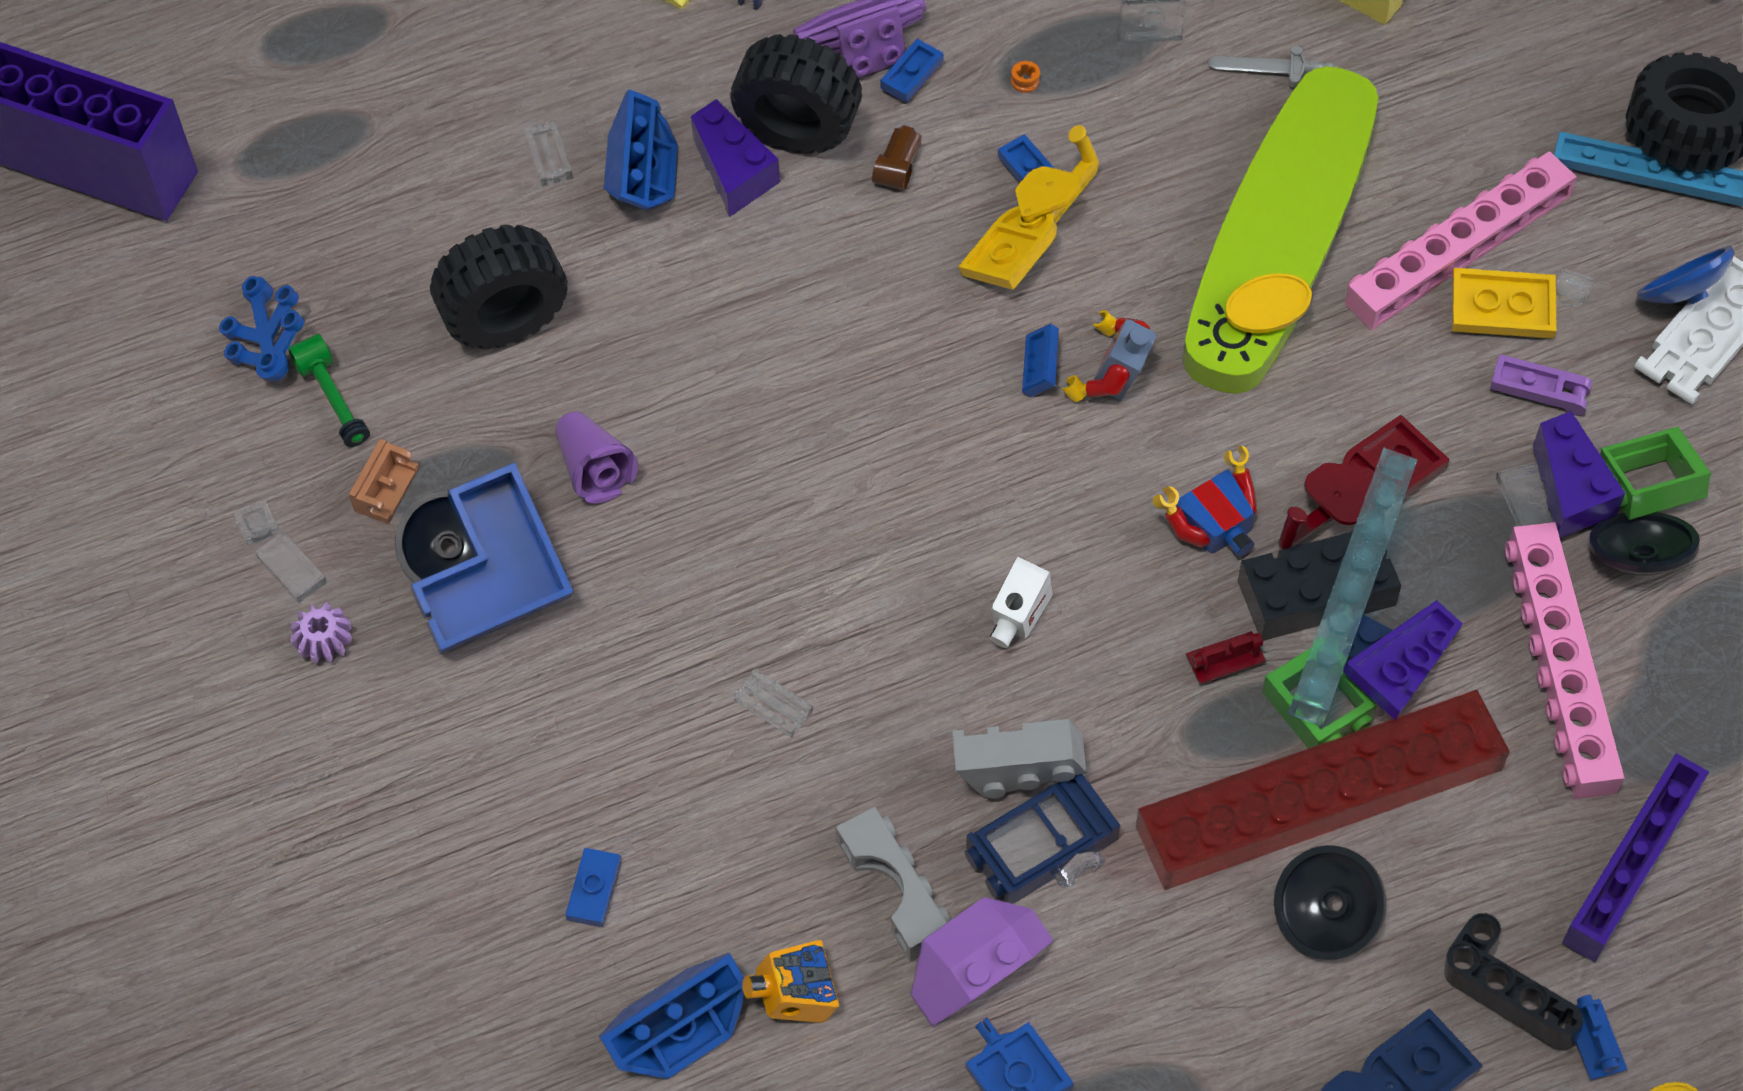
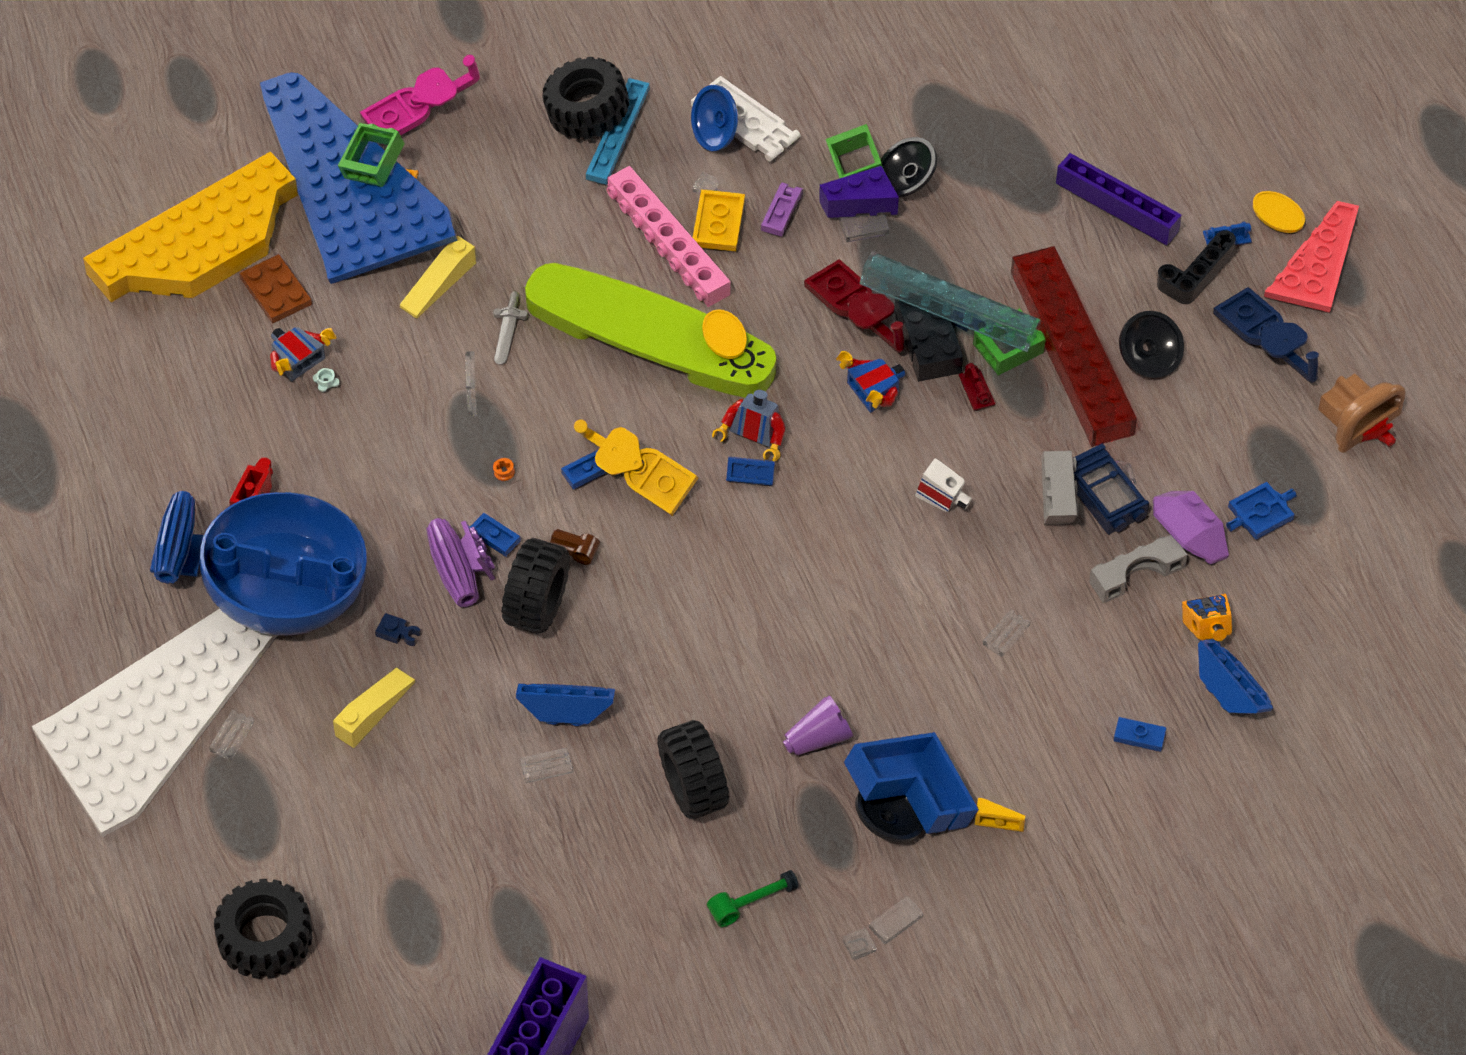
camera: 90 degrees left, 5 degrees down
(273, 362) = (702, 939): blue plant -> none
(321, 633) = (954, 893): lavender gear -> none
(383, 481) = (830, 863): nougat hinge -> none
(449, 681) = (997, 816): none -> yellow slope
(734, 157) = (566, 642): dark purple wedge -> none
(1403, 658) = (989, 287): dark purple wing -> none
(1586, 777) = (982, 219): bright pink brick -> none

